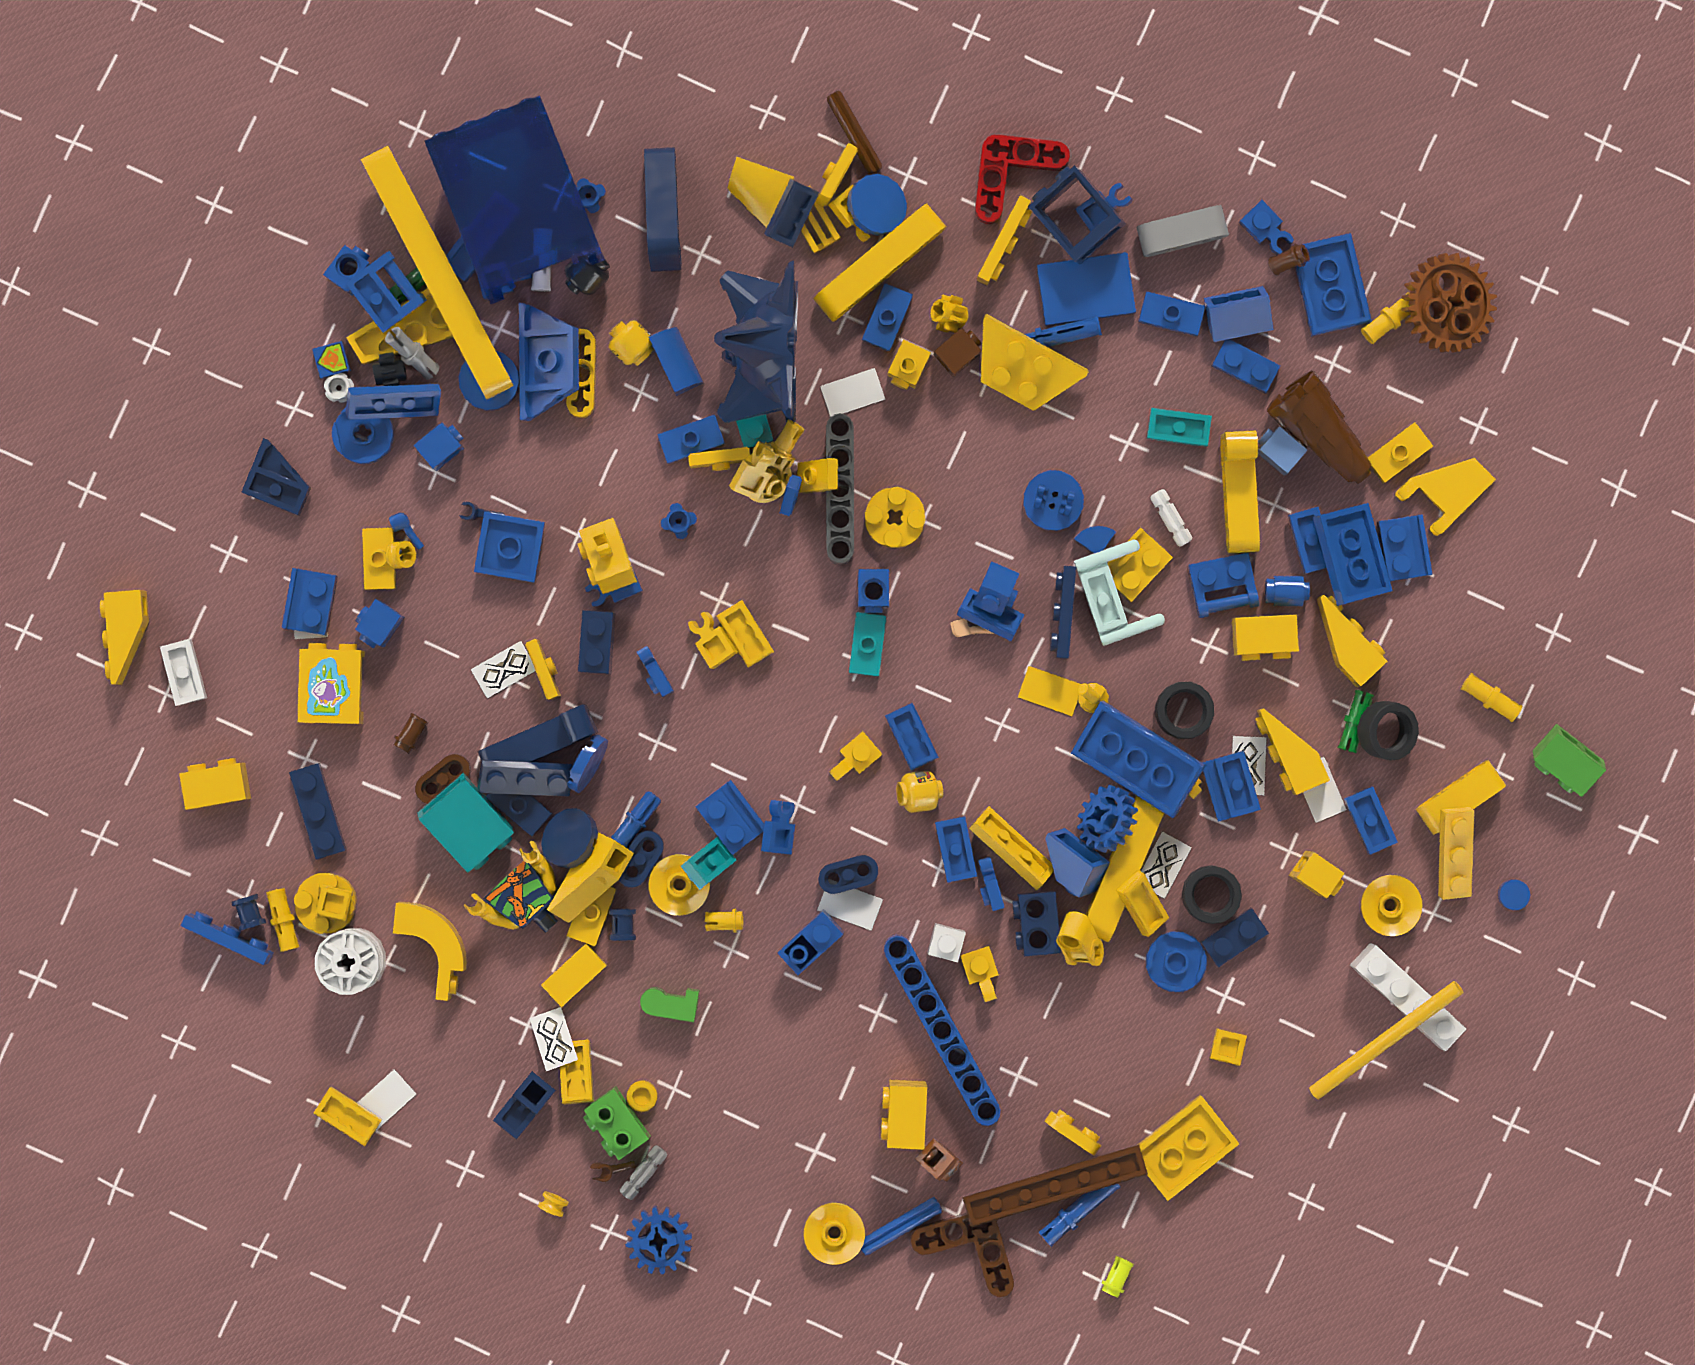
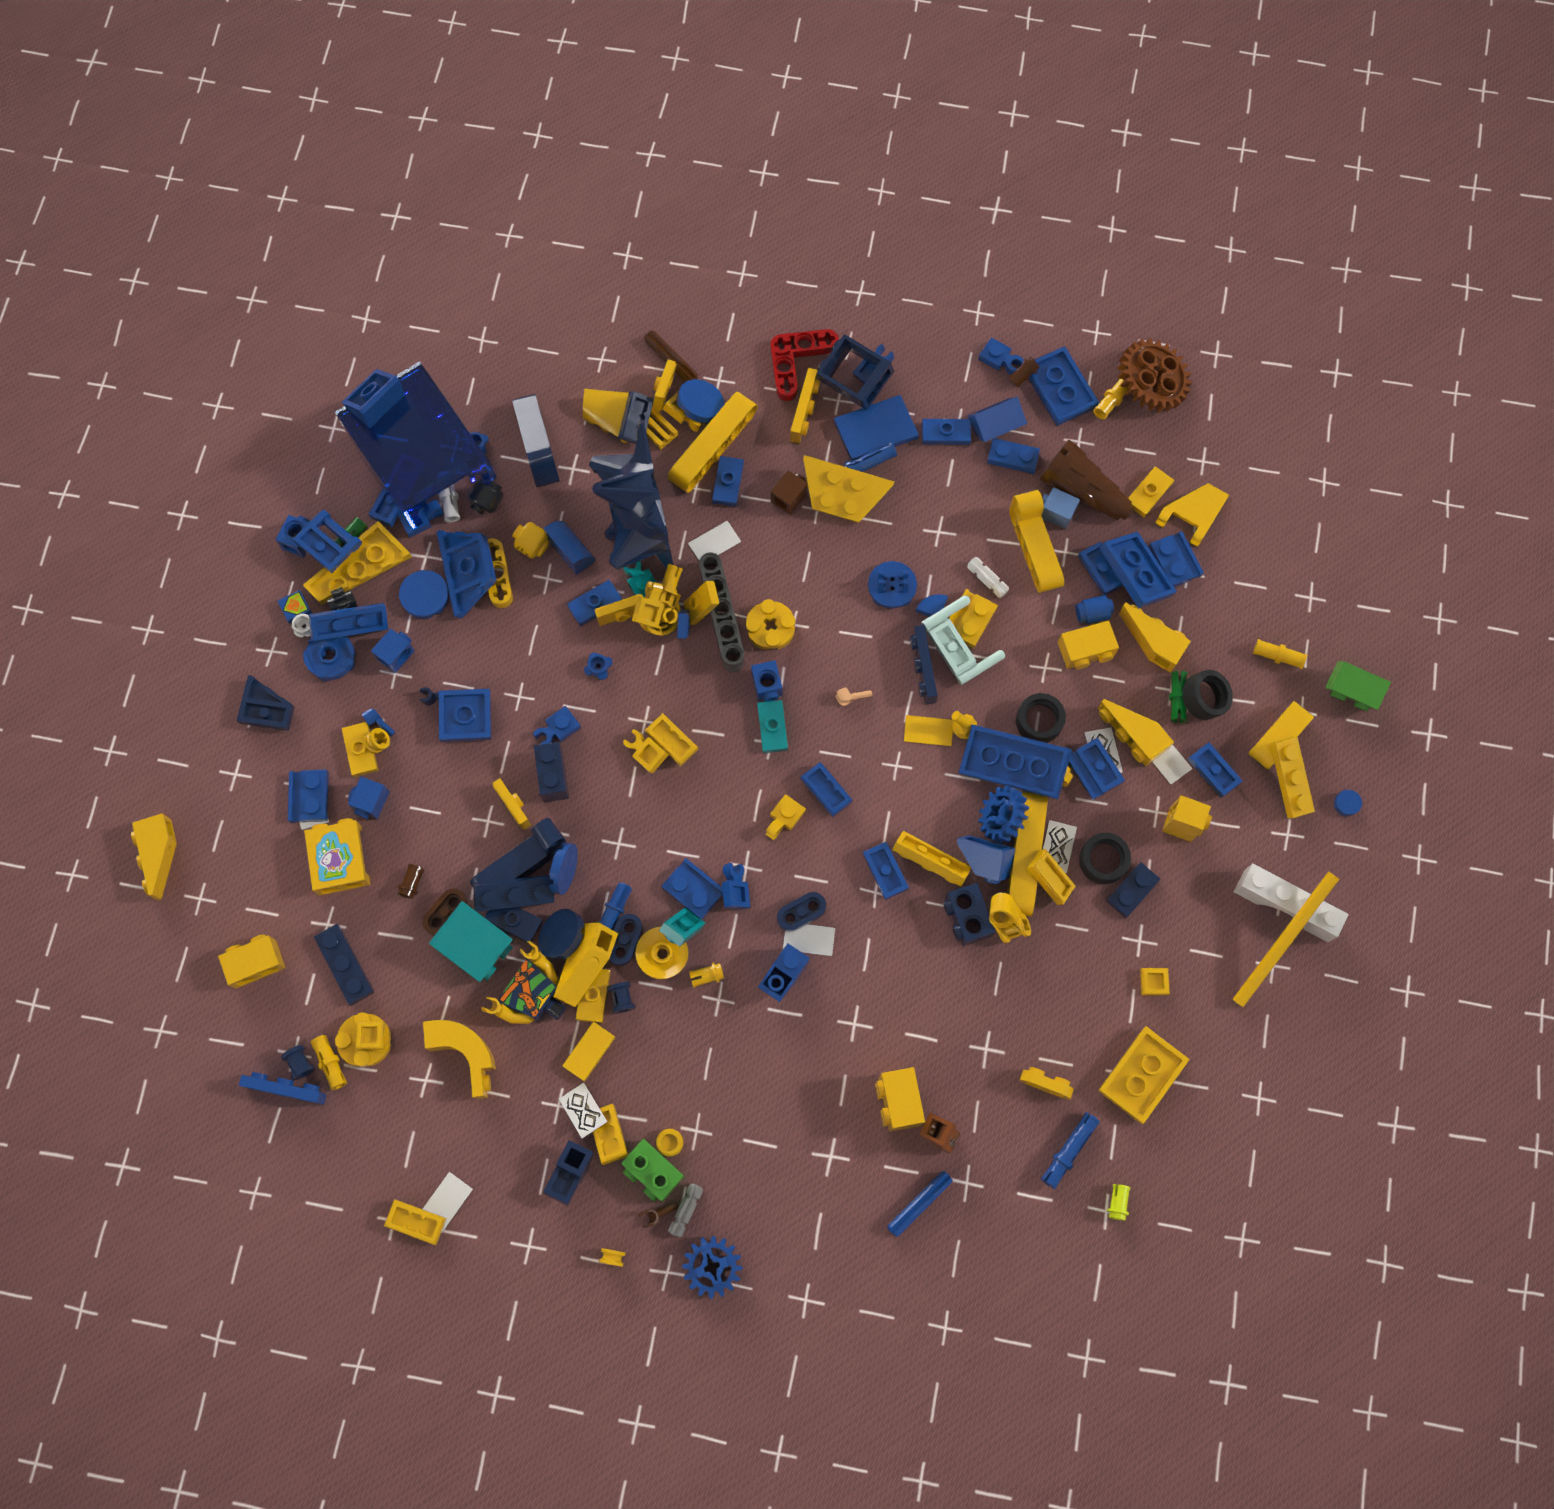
camera: 15 degrees left, 15 degrees down
(183, 672) = (211, 875): white plate -> none
(357, 944) = (405, 1089): white wheel -> none
(412, 353) = (357, 583): light grey pin -> none
(437, 272) = (367, 519): yellow beam -> none
(474, 134) = (374, 397): none -> blue slope
(503, 669) = (479, 814): white sticker -> none
(607, 556) = (545, 701): yellow brick -> none
(657, 681) = (608, 791): blue plate -> none
(662, 1004) = (677, 1057): bright green leg -> none
(834, 1249) = (880, 1223): yellow dish -> none
(908, 365) = (753, 509): yellow brick -> none
(919, 791) = (843, 830): yellow head -> none
(946, 942) = (897, 947): white brick -> none
(946, 1044) = (916, 1035): blue beam -> none
(949, 313) = (775, 464): yellow gear -> none
(980, 968) = (931, 965): yellow plate -> none
(981, 1240) = (992, 1198): reddish brown beam -> none
(990, 893) = (924, 897): blue plate -> none
(997, 589) = (866, 657): blue brick -> none
(1003, 626) = (865, 680): blue plate -> none
(1055, 1185) = (1044, 1133): reddish brown tile -> none
(1176, 961) = (1091, 921): blue tile -> none
(1179, 427) = (975, 509): teal plate -> none
(1182, 231) = (938, 370): light grey beam -> none
(1219, 575) = (1040, 611): blue plate -> none
(1406, 910) = (1261, 824): yellow dish -> none

